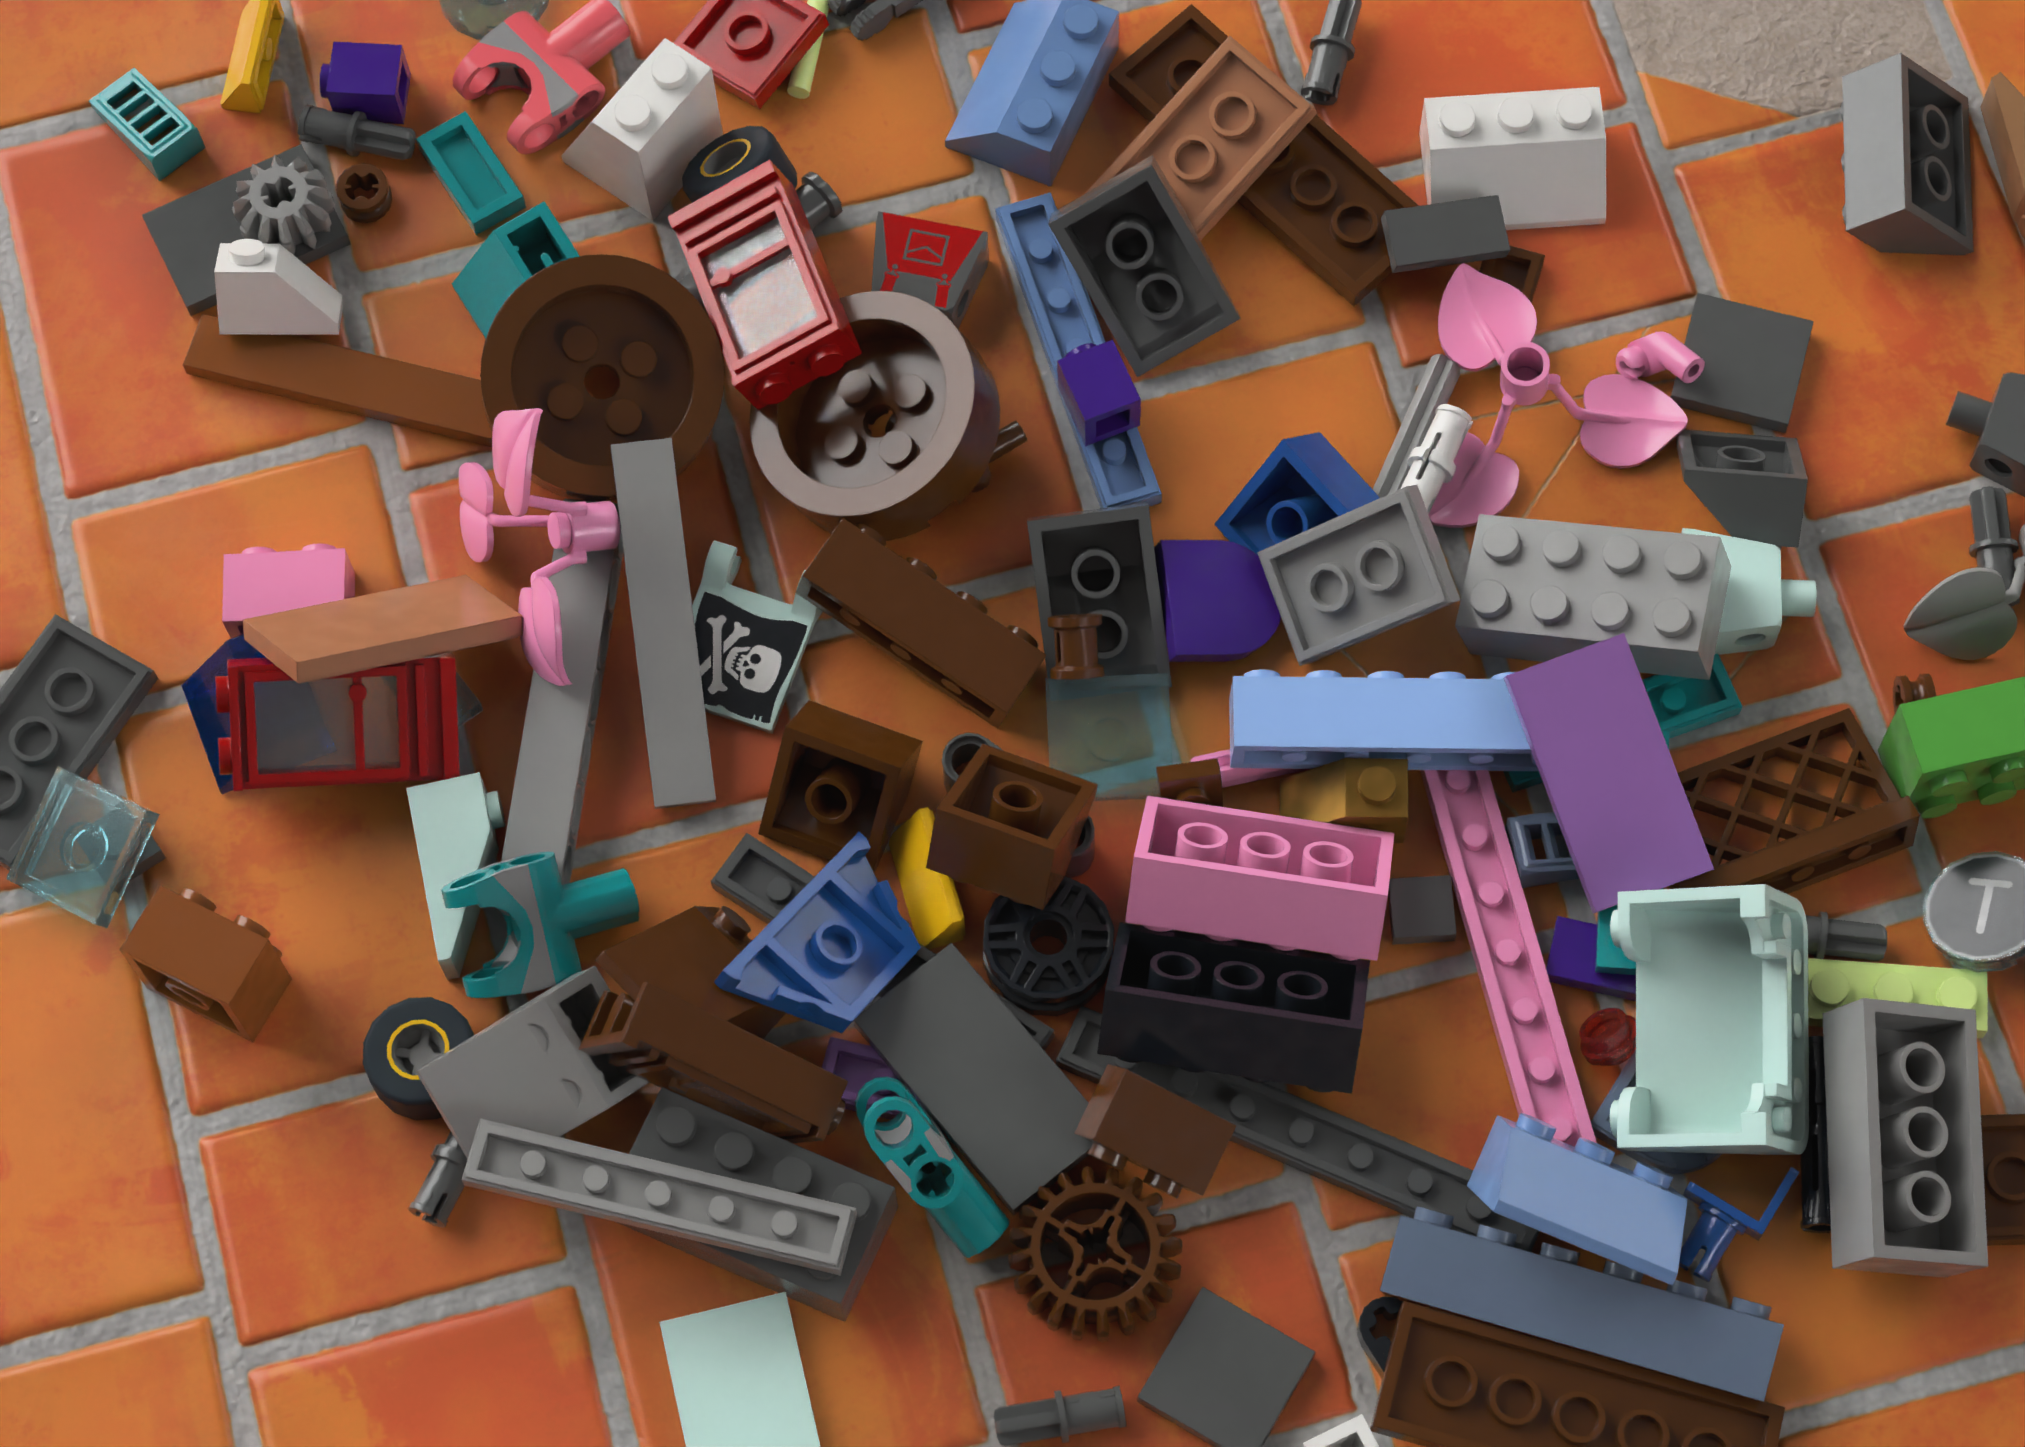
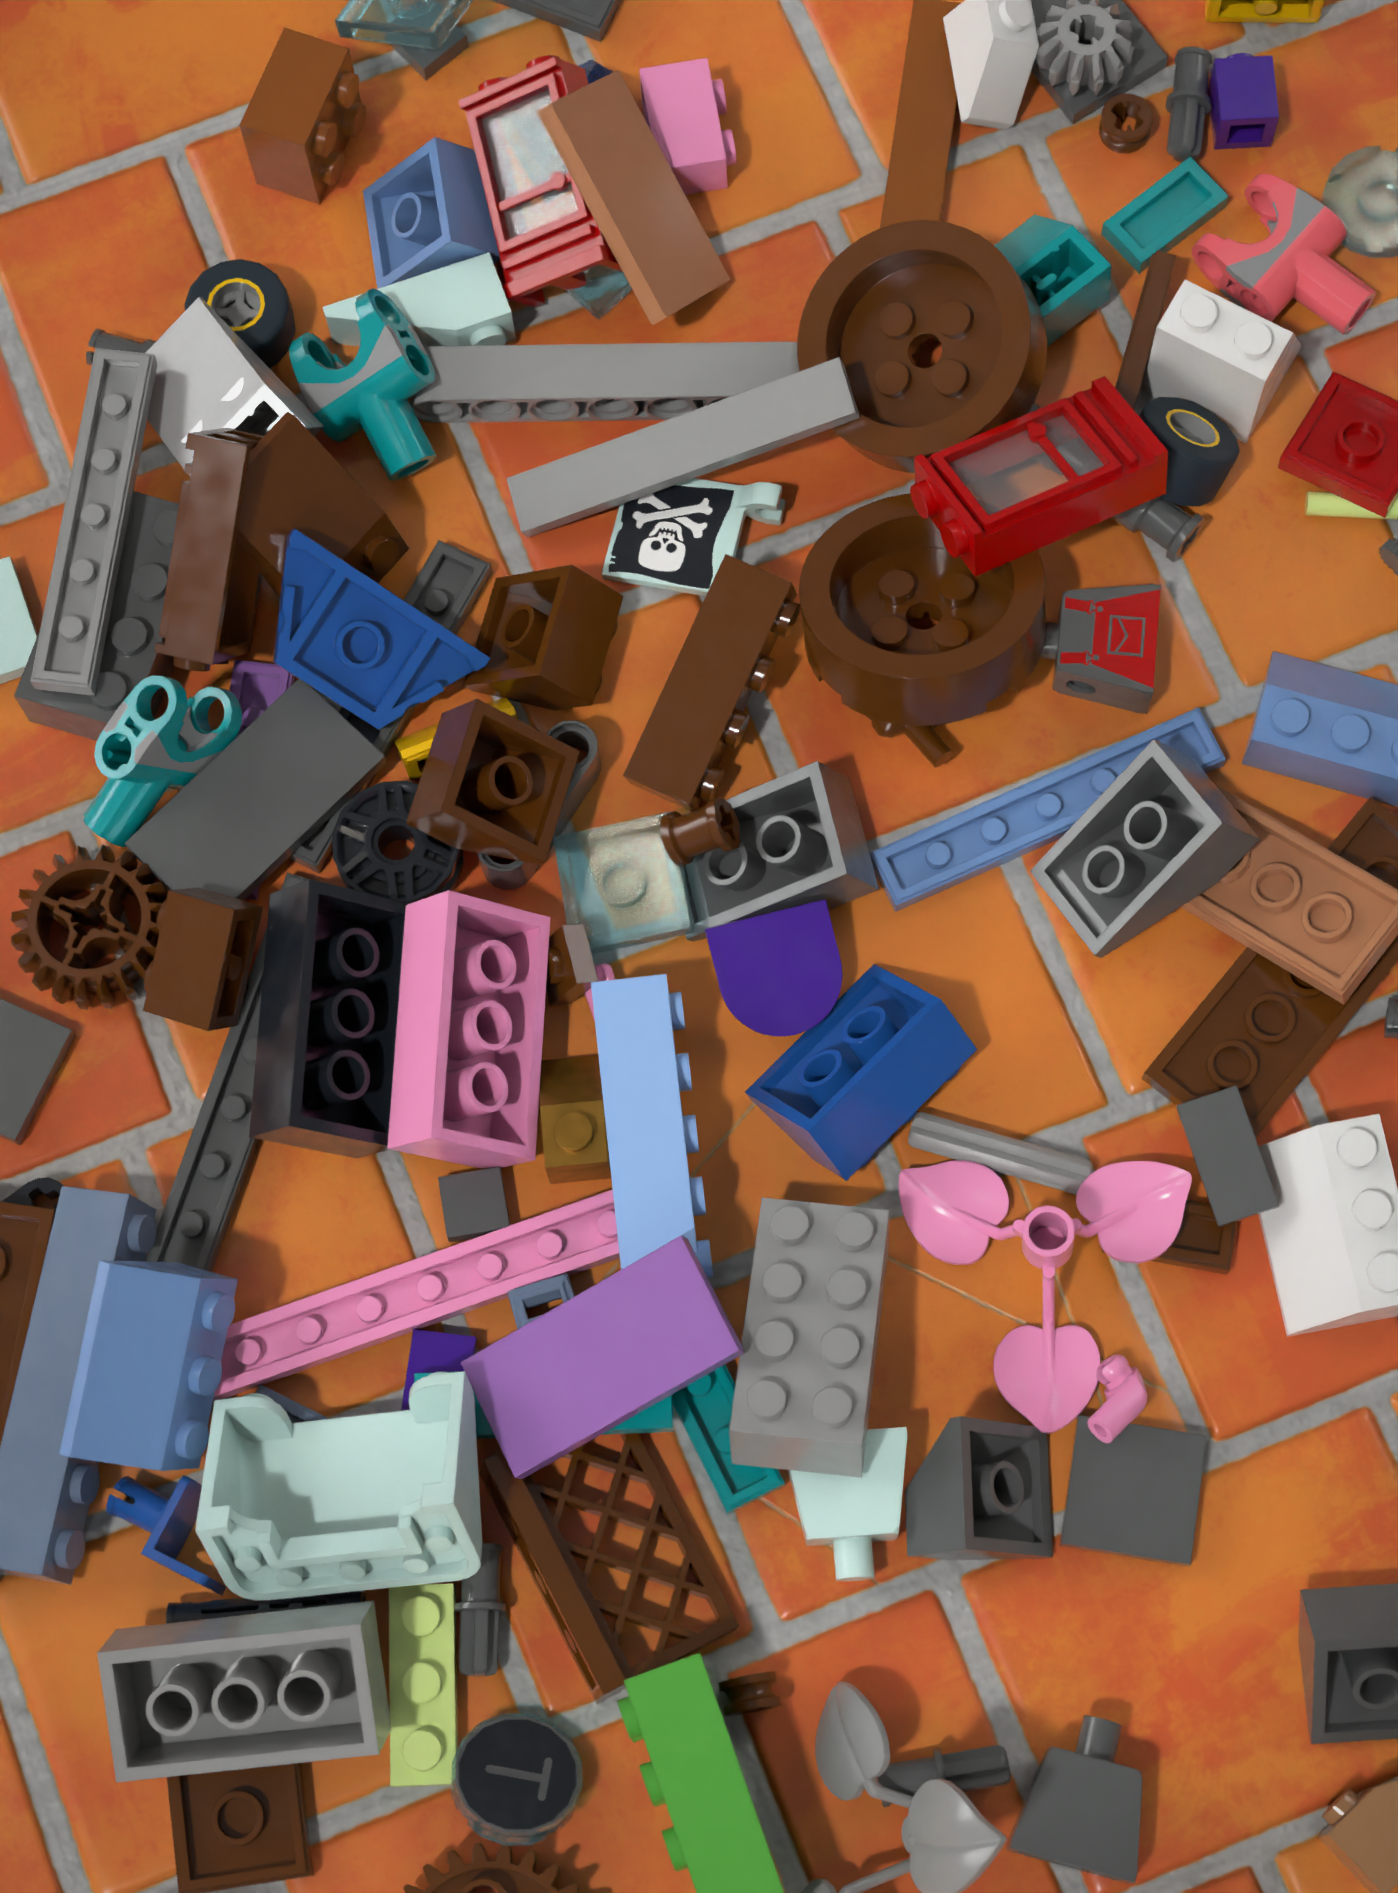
camera: 85 degrees right, 5 degrees up
(346, 855) = (428, 213): none -> medium blue slope
(573, 527) = (760, 345): bright pink plant -> none
(602, 202) = (1144, 326): none -> reddish brown tile
(1098, 391) = (988, 822): dark purple brick -> none
(1358, 575) = (802, 1094): light grey tile -> none
(1433, 460) = (953, 1165): white pin -> none
(1608, 1037) = (349, 1393): clear red plate -> none

